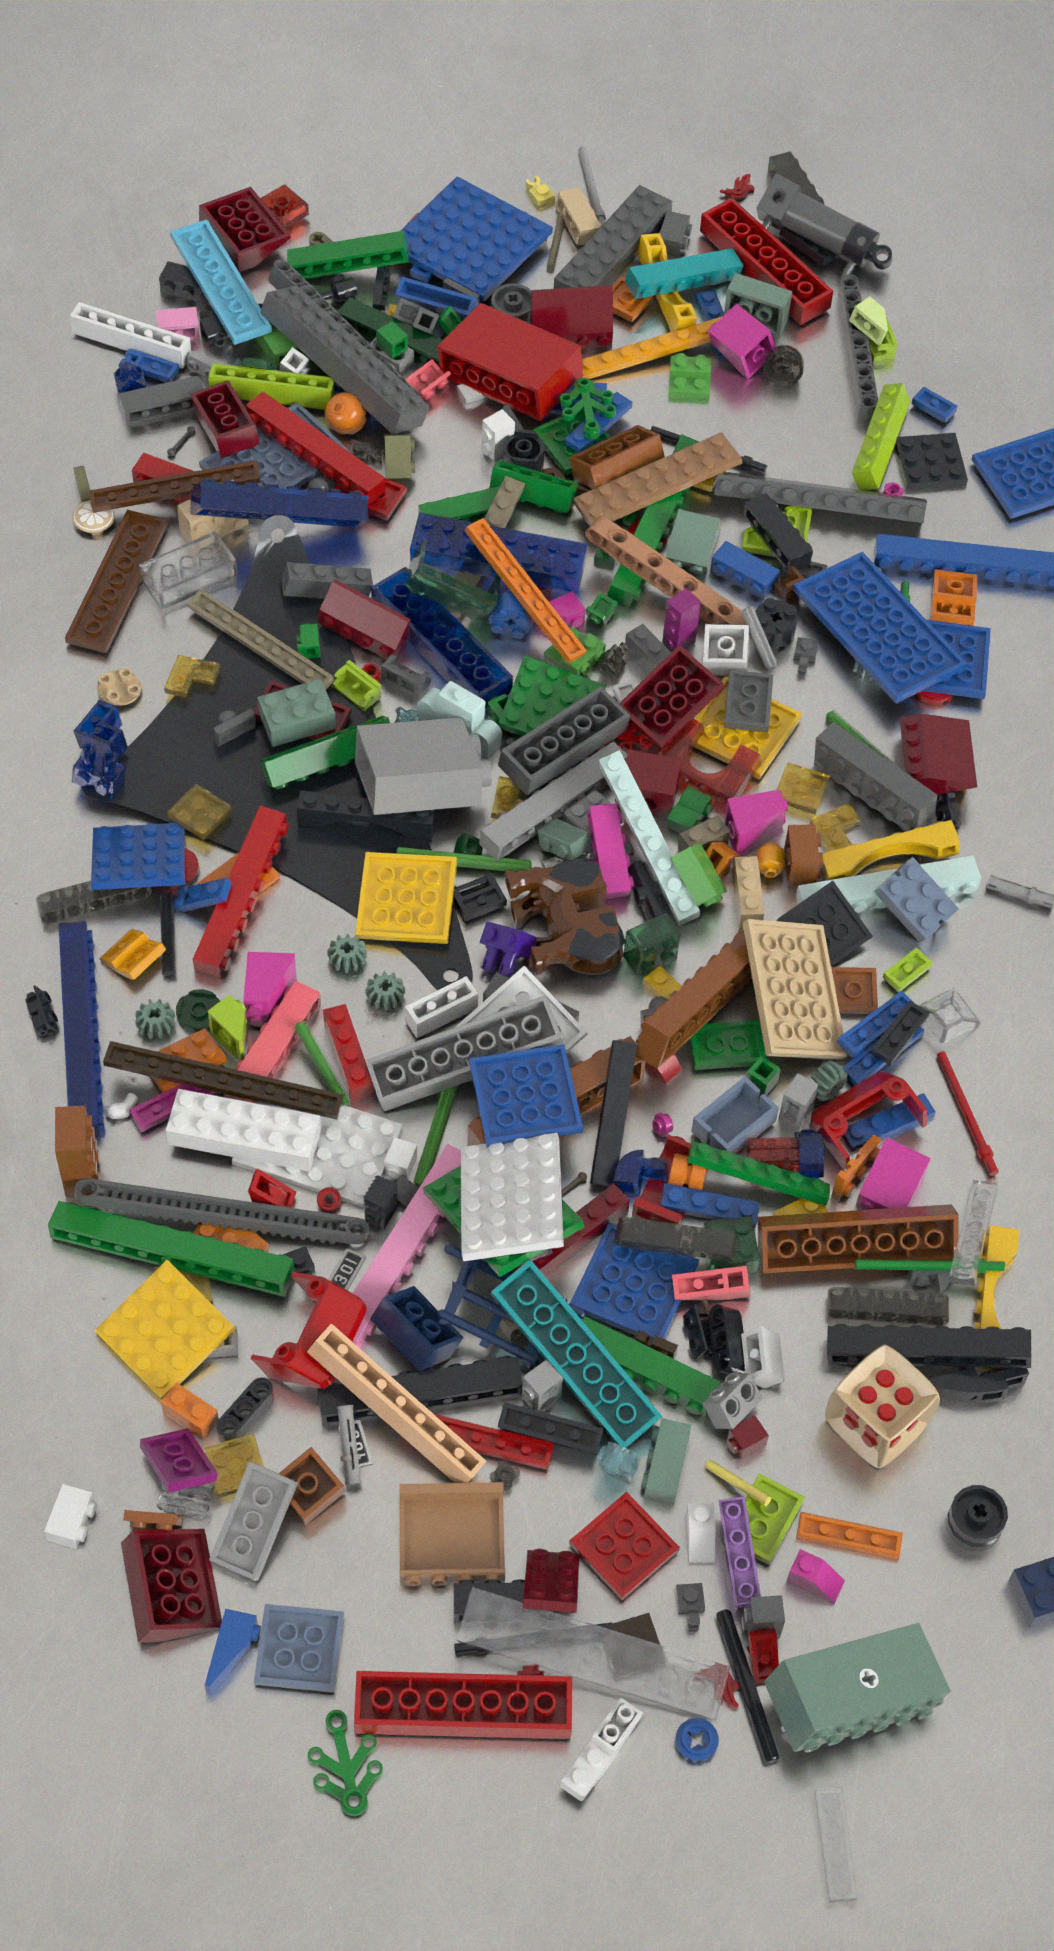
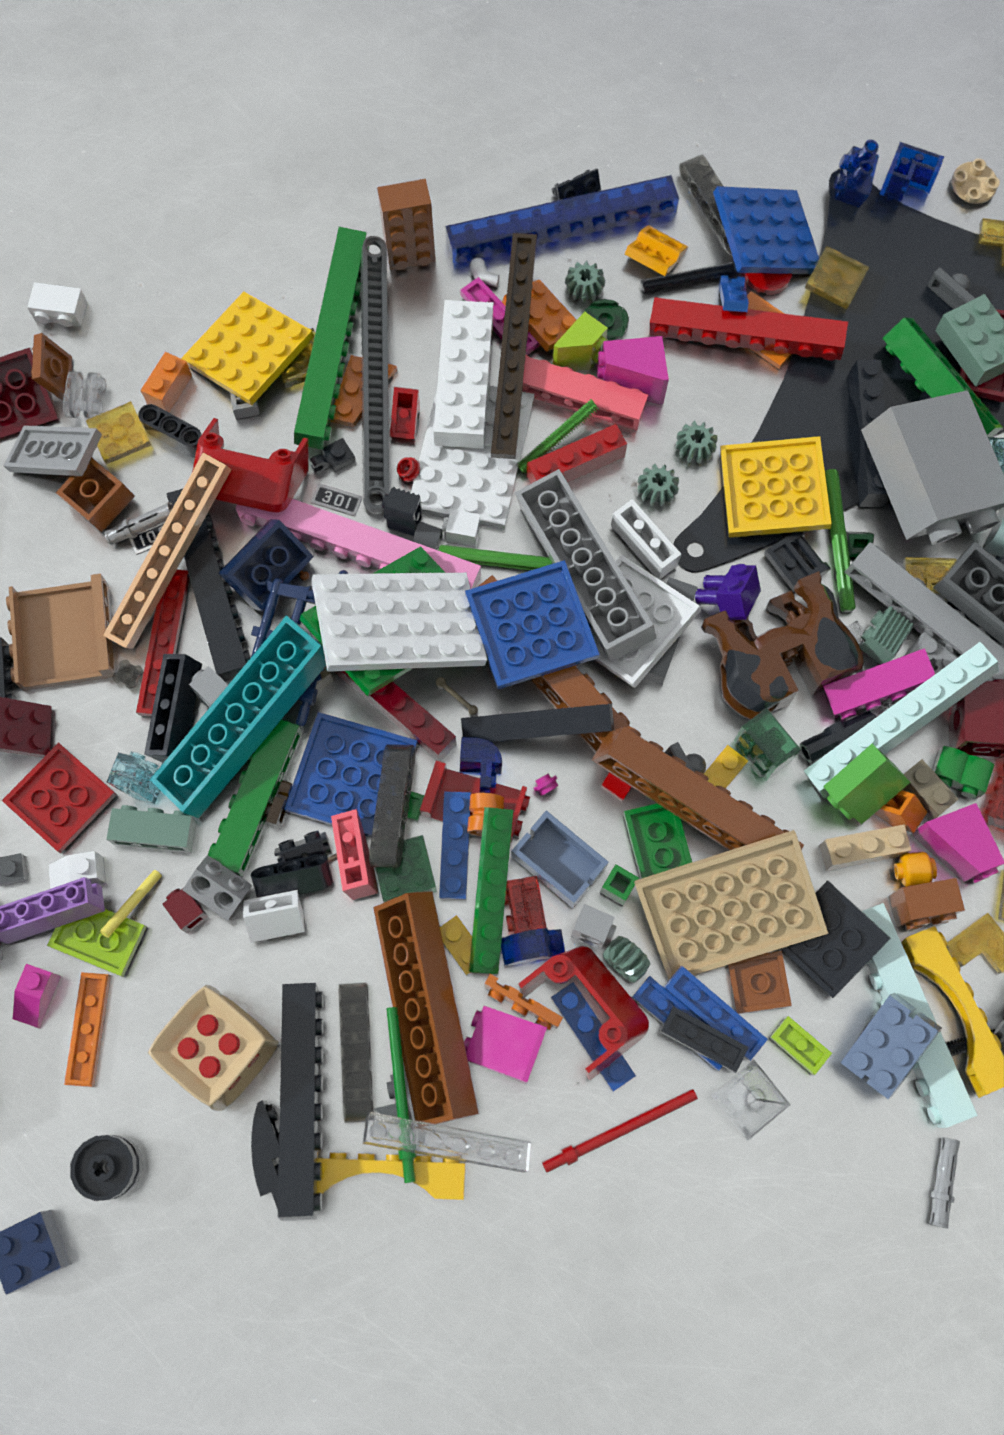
camera: 85 degrees right, 15 degrees up
(178, 1460) = (107, 376): magenta plate -> none

